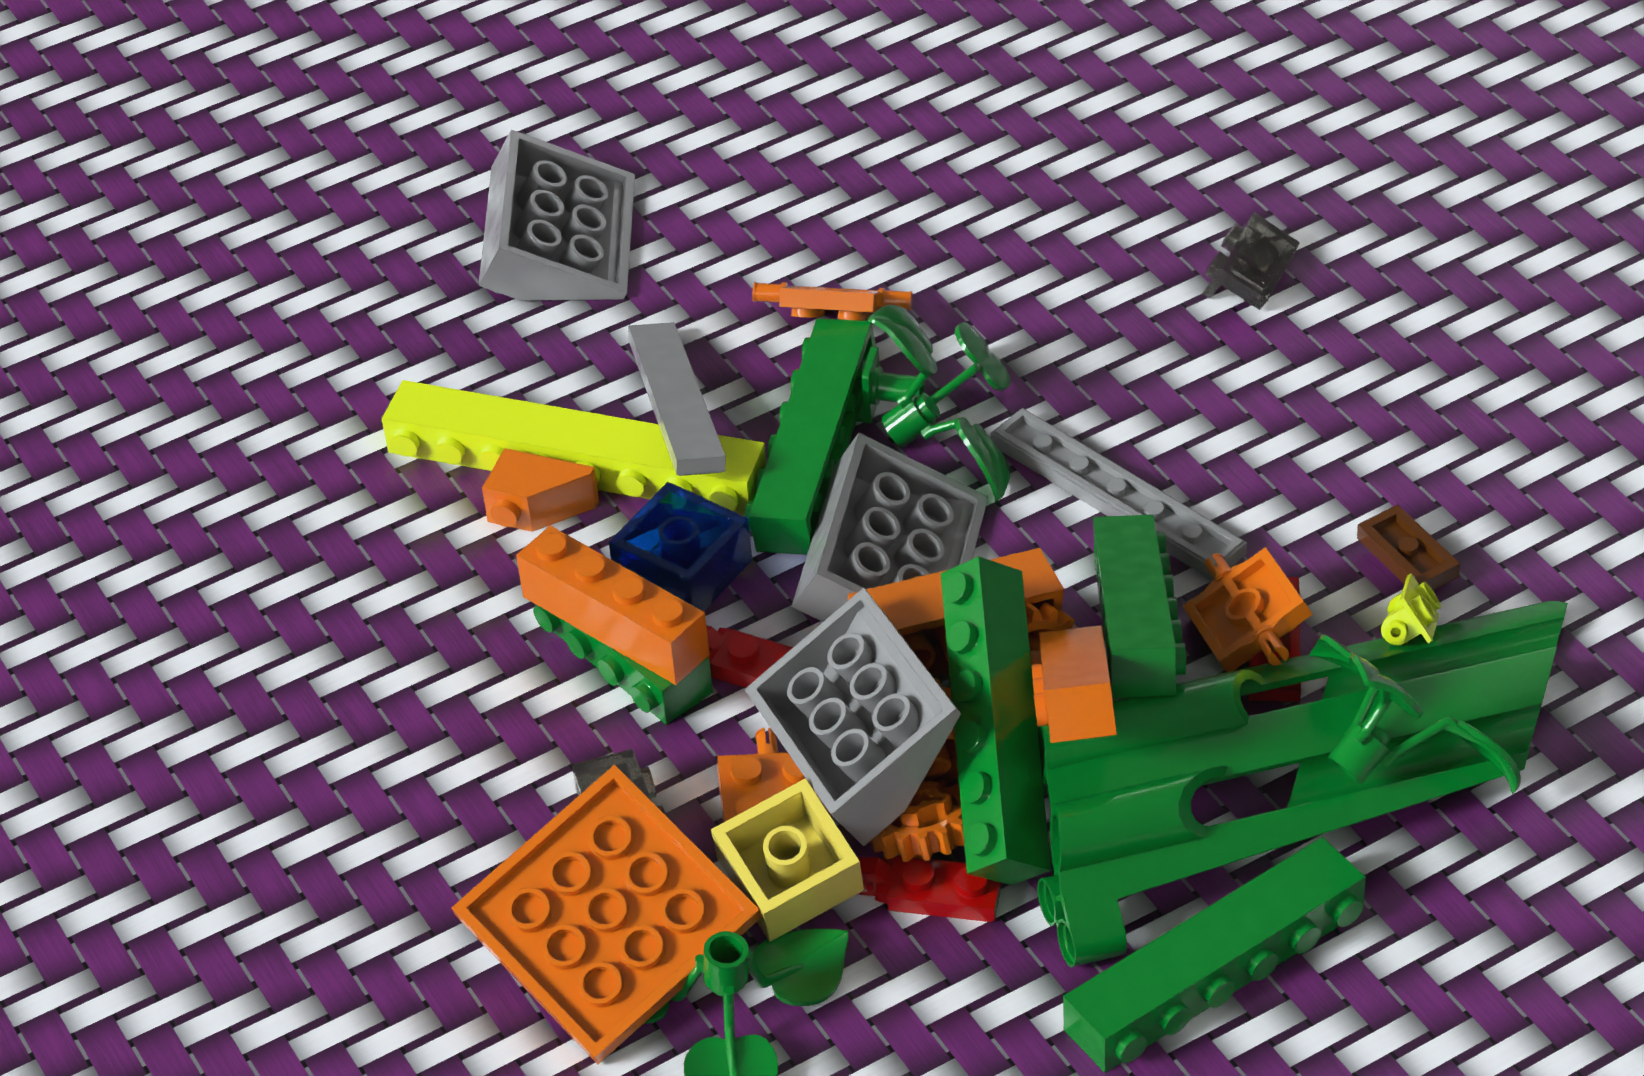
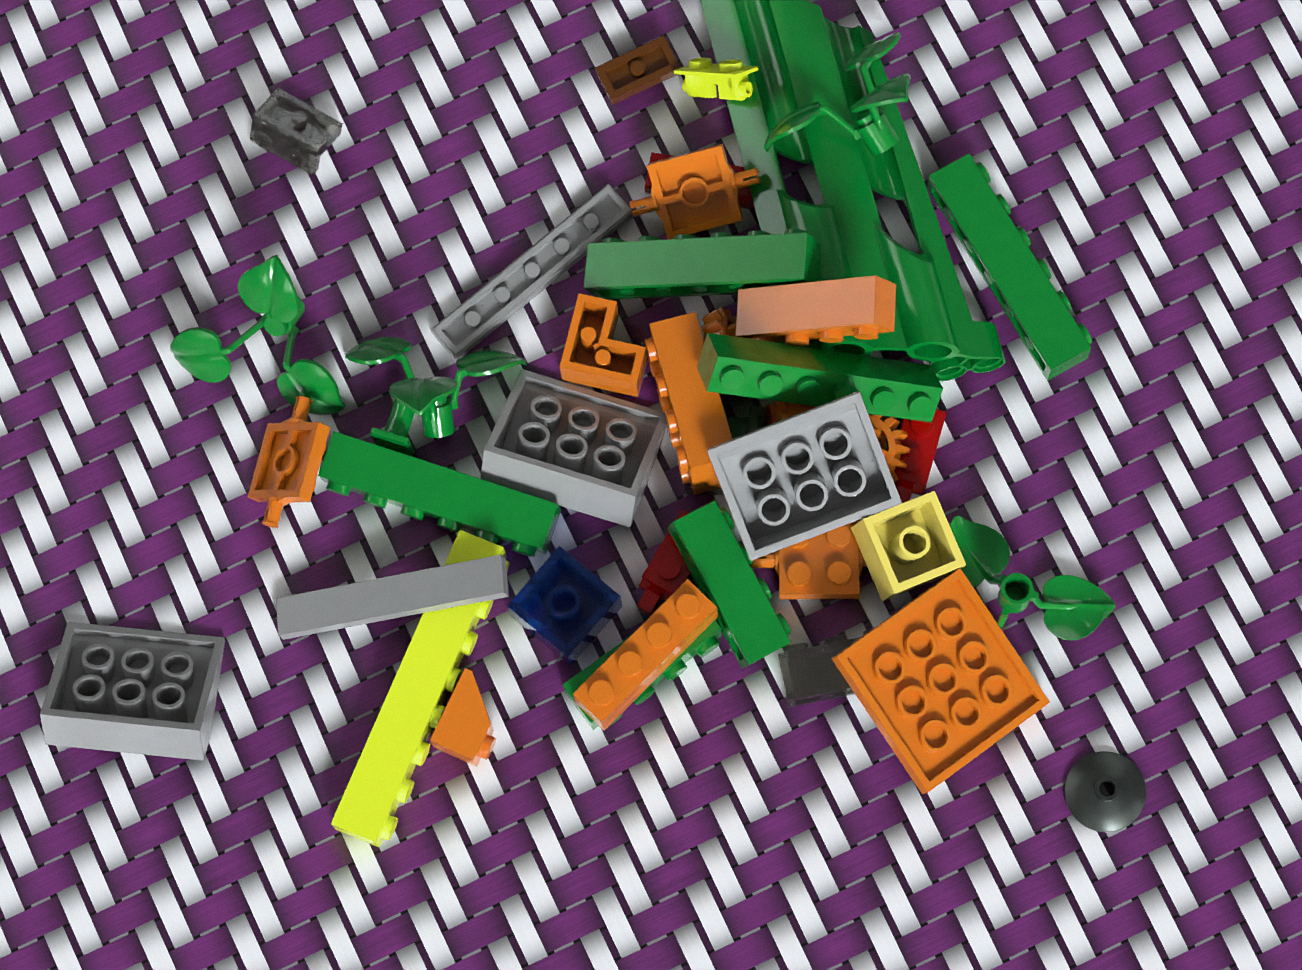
camera: 80 degrees left, 30 degrees up
(707, 702) = (727, 580): none -> green brick
(1008, 272) = (268, 291): none -> green plant
(1023, 523) = (593, 355): none -> orange brick

